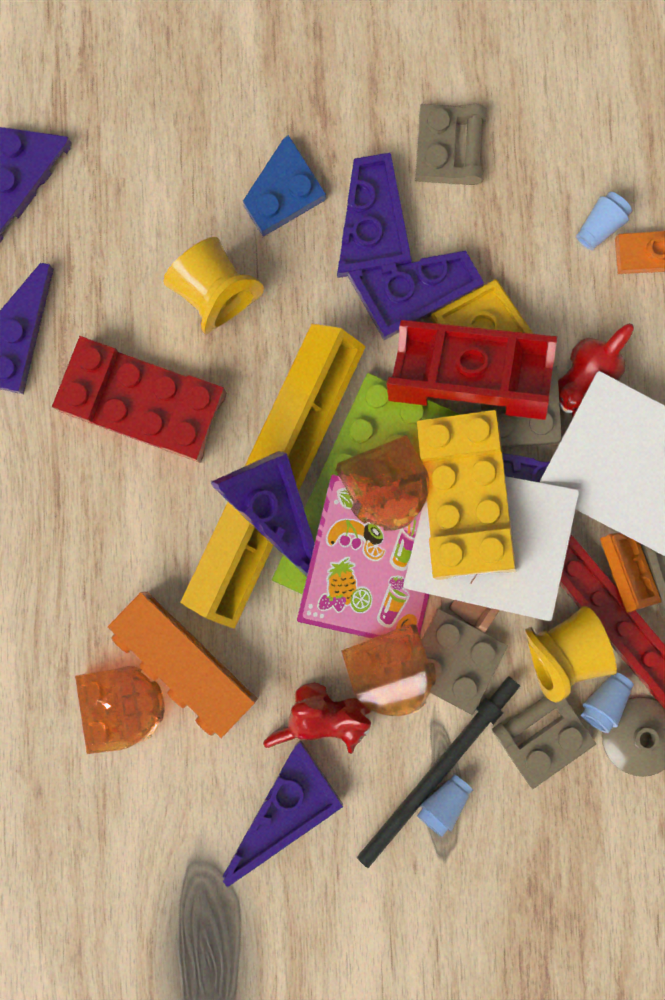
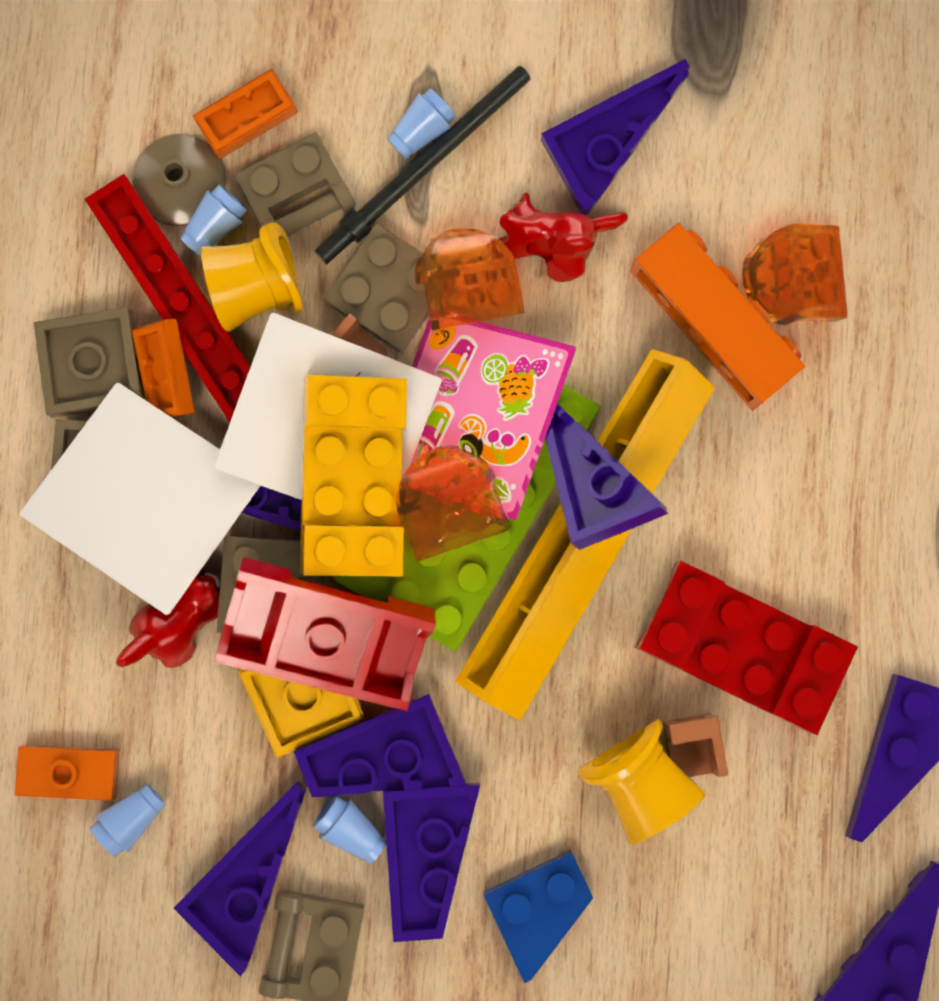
camera: 170 degrees left, 0 degrees up
(173, 322) = (696, 745): none -> nougat panel
(433, 231) = (349, 829): none -> light blue cone
(513, 176) = (236, 892): none -> dark purple wing
(594, 798) = (245, 114): none -> orange plate

